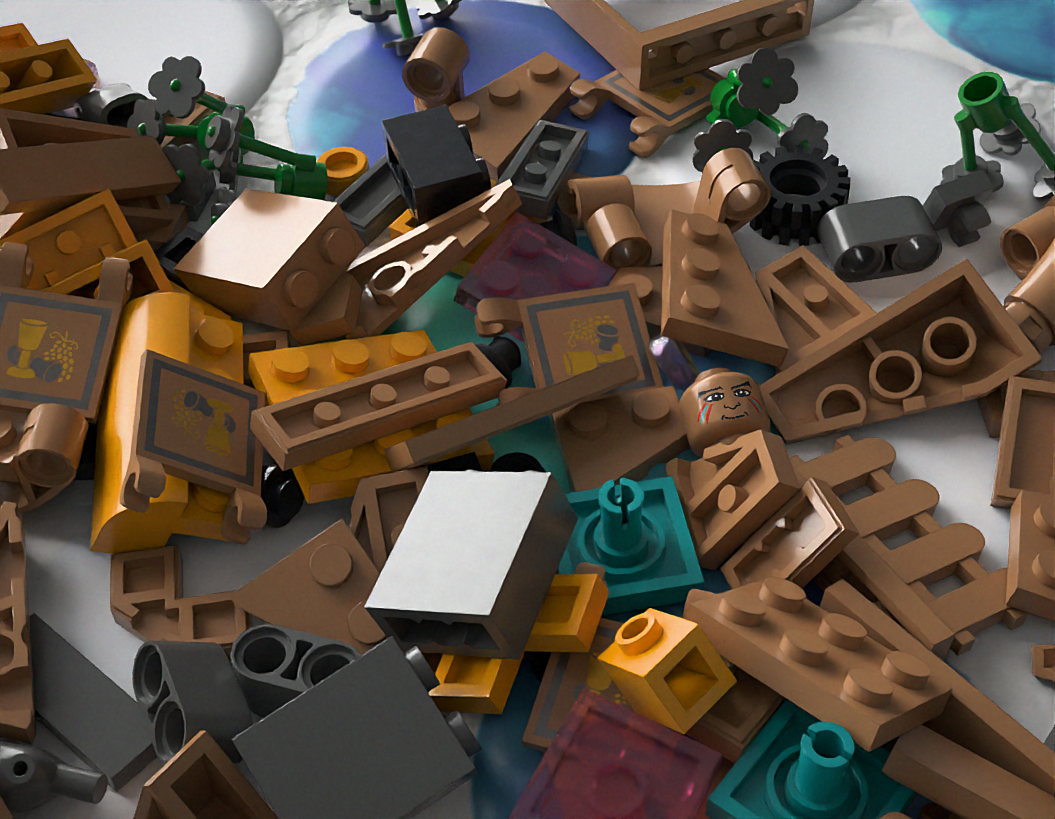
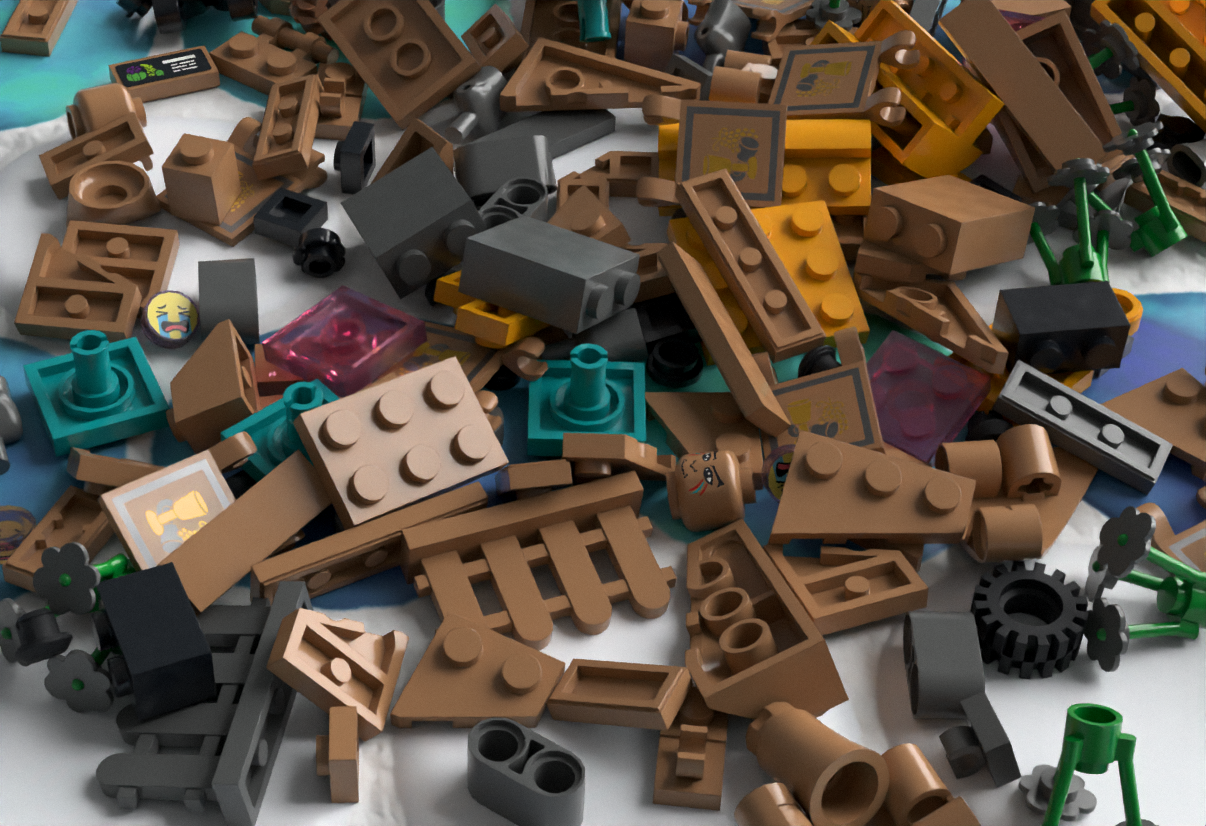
camera: 95 degrees right, 5 degrees down
(666, 669) = (410, 342): light orange brick -> none

